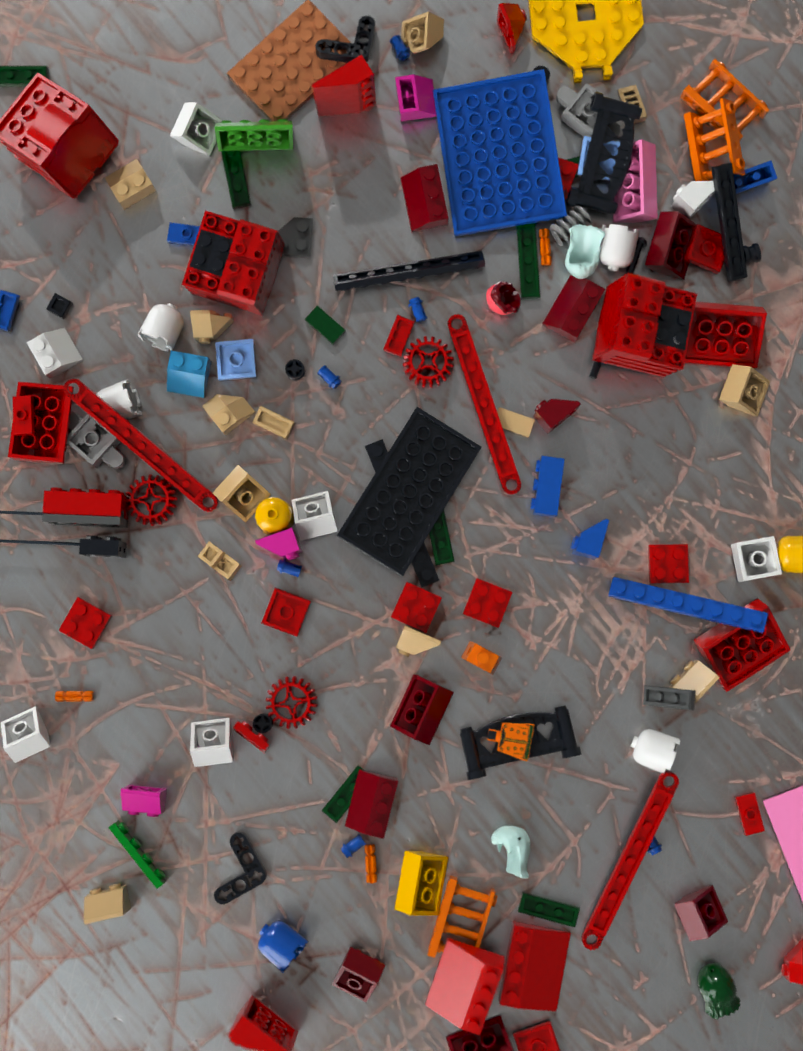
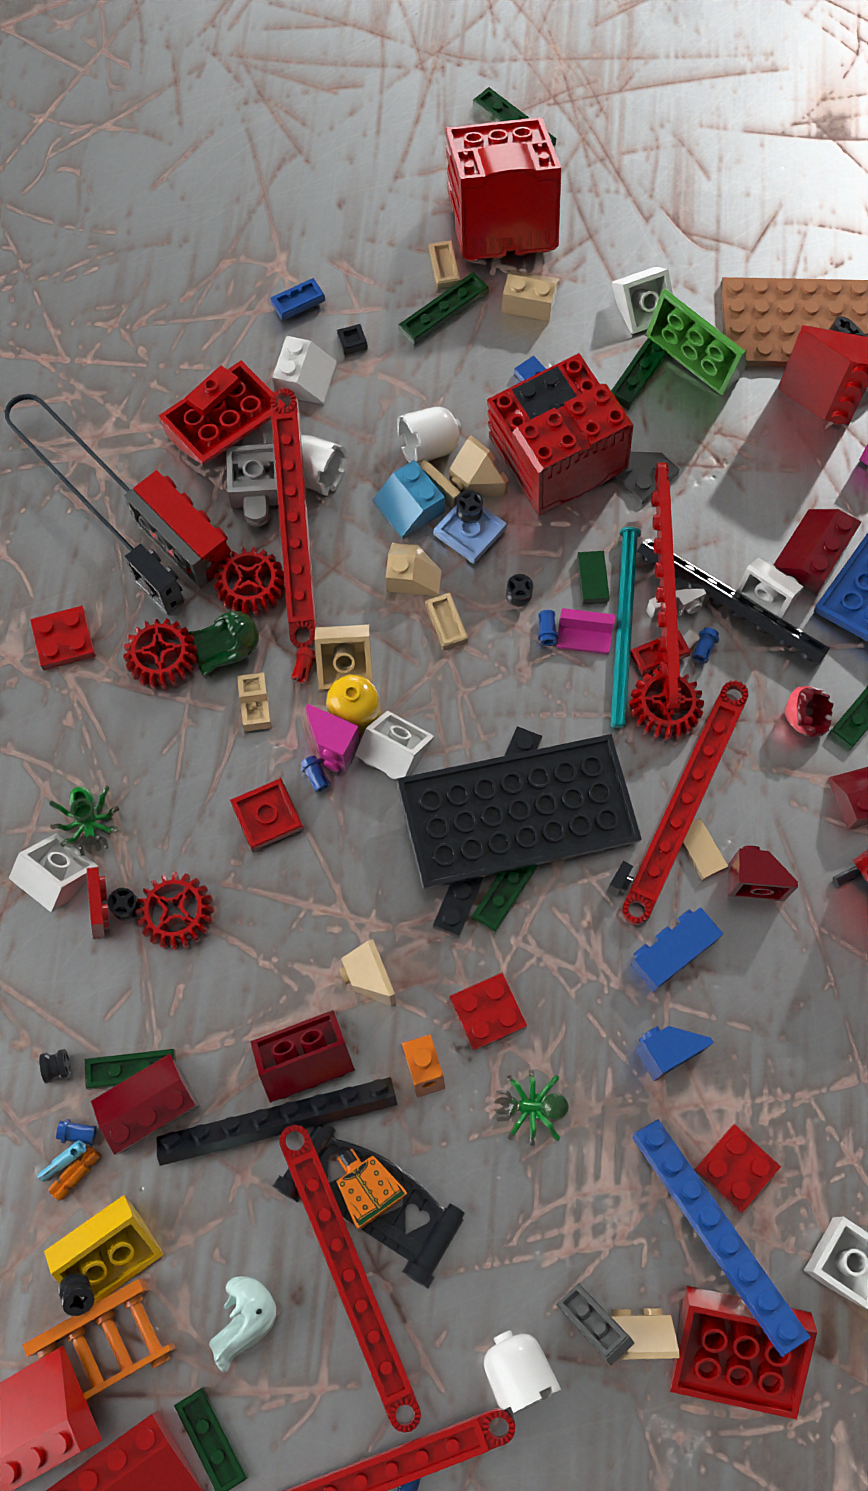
camera: 35 degrees right, 15 degrees down
(63, 209) = (444, 264): none -> tan tile
(90, 238) = (443, 308): none -> dark green tile
(140, 589) = (139, 653): none -> red gear
(173, 546) = (226, 641): none -> dark green piece
(196, 349) = (448, 490): none -> tan tile
(198, 700) = (85, 815): none -> animal
(224, 345) = (467, 500): none -> black wheel
(224, 517) = (303, 664): none -> red pin
(311, 827) = (55, 1066): none -> black wheel
(350, 361) = (585, 631): none -> dark pink panel
(360, 863) = (63, 1160): none -> medium azure piece
(366, 337) = (624, 626): none -> teal axle
(375, 303) = (666, 593): none -> red plate
(384, 296) = (686, 601): none -> white slope
(416, 607) = (406, 939): red brick -> none
(422, 245) = (769, 587): none -> white slope
(429, 912) = (79, 1286): none -> black wheel
(440, 750) = (273, 1120): none -> black plate
(490, 477) = (621, 879): none -> black plate
(541, 783) = (350, 1279): none -> red plate
(552, 625) = (536, 1107): none -> animal

